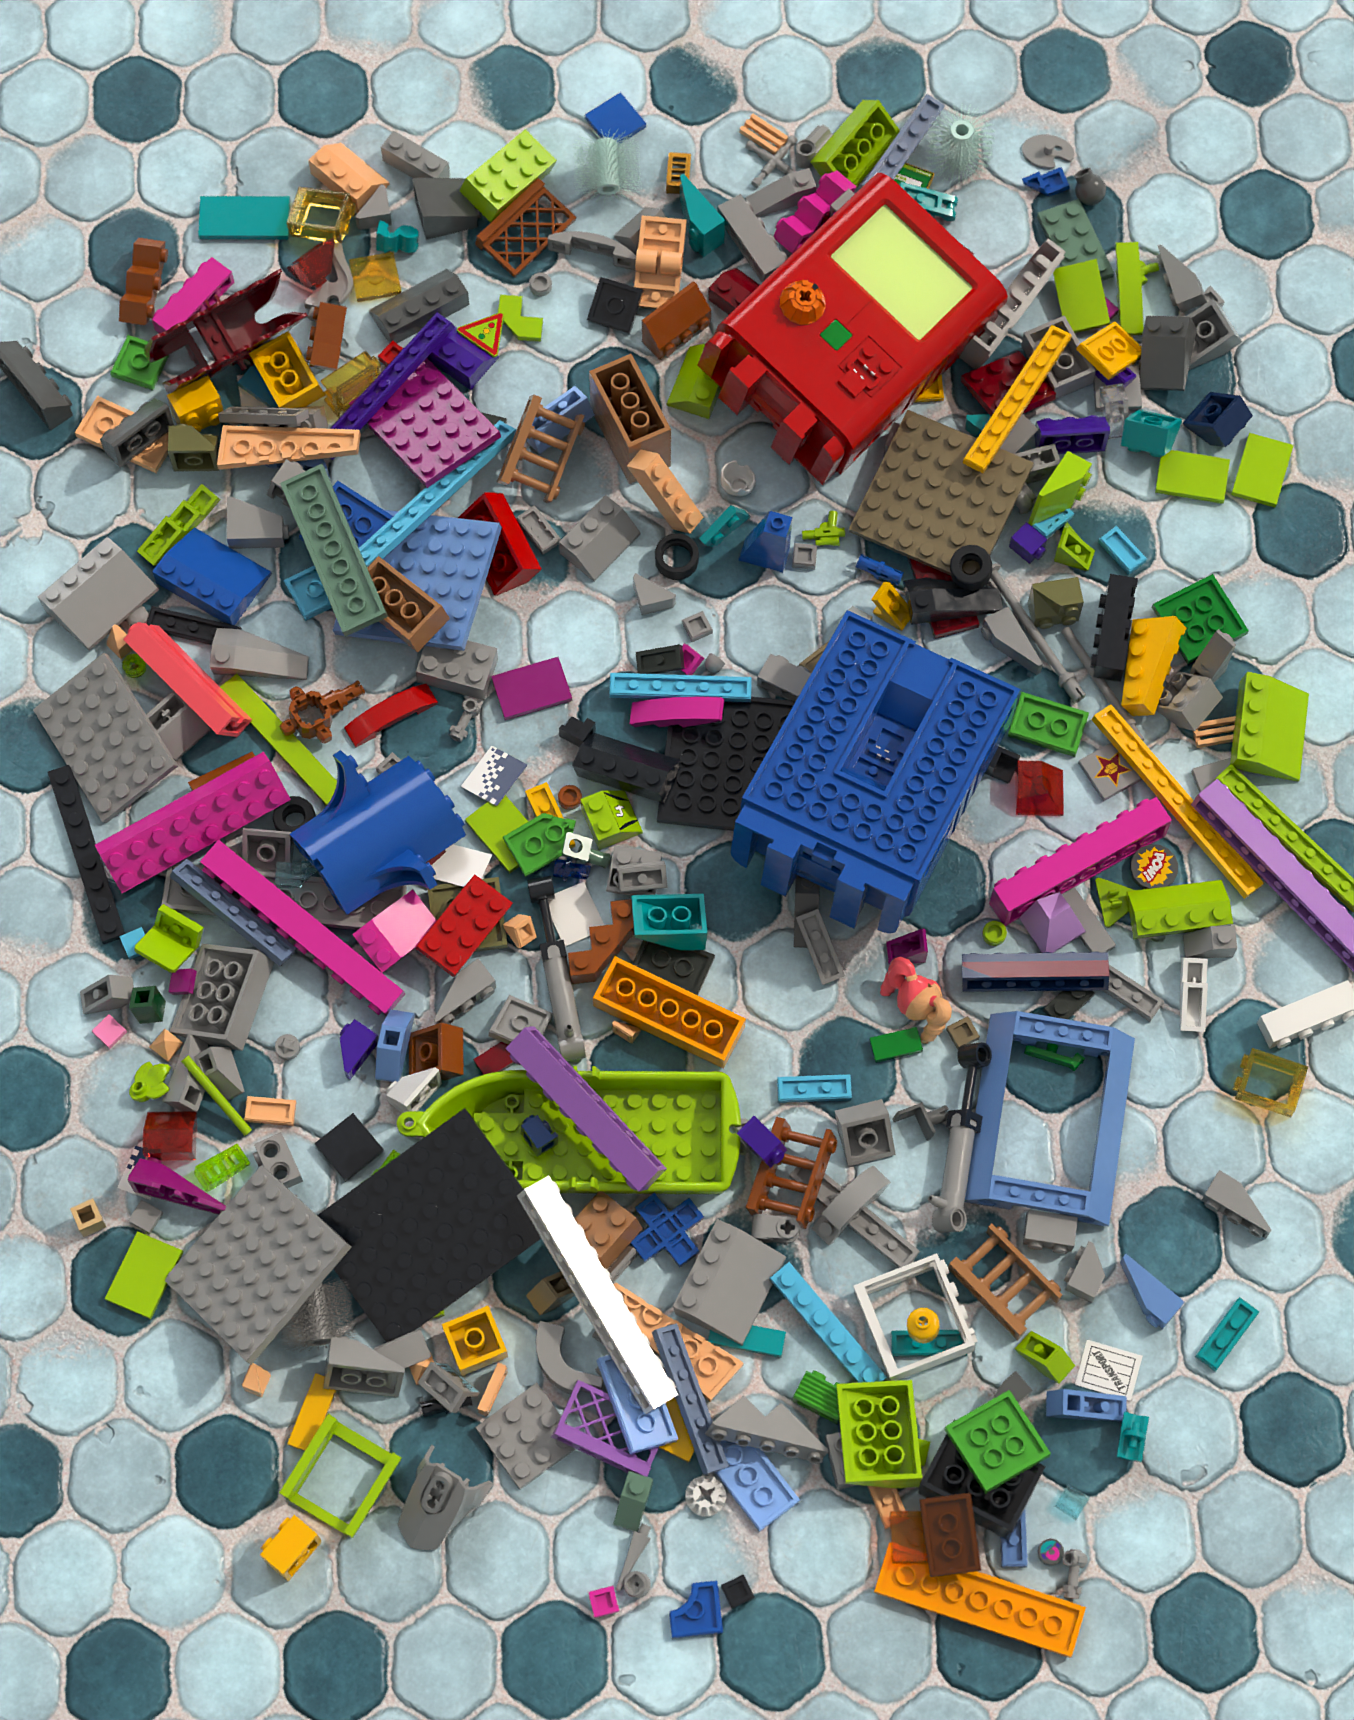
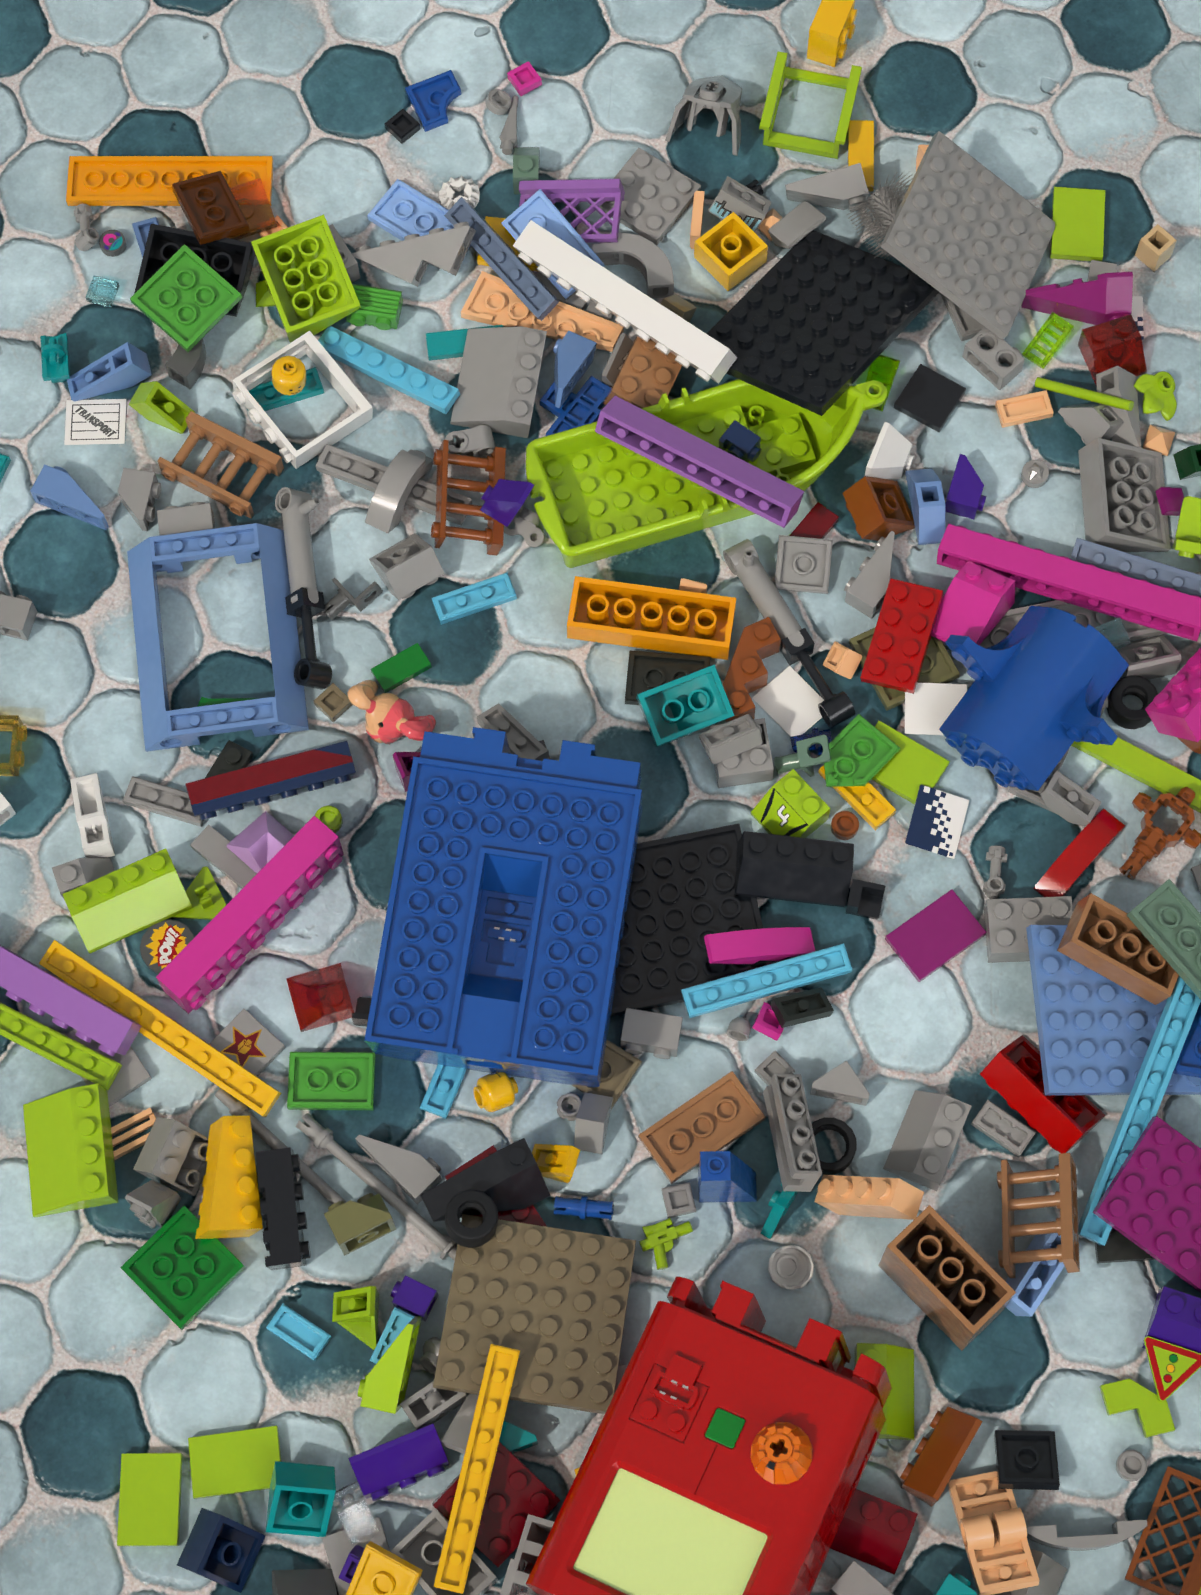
camera: 165 degrees right, 0 degrees up
(378, 753) = (1069, 800): none -> light grey slope
(660, 1275) = (571, 362): none -> medium blue slope
(703, 562) = (792, 1133): none -> light grey brick
(769, 599) = (701, 1124): none -> medium nougat plate

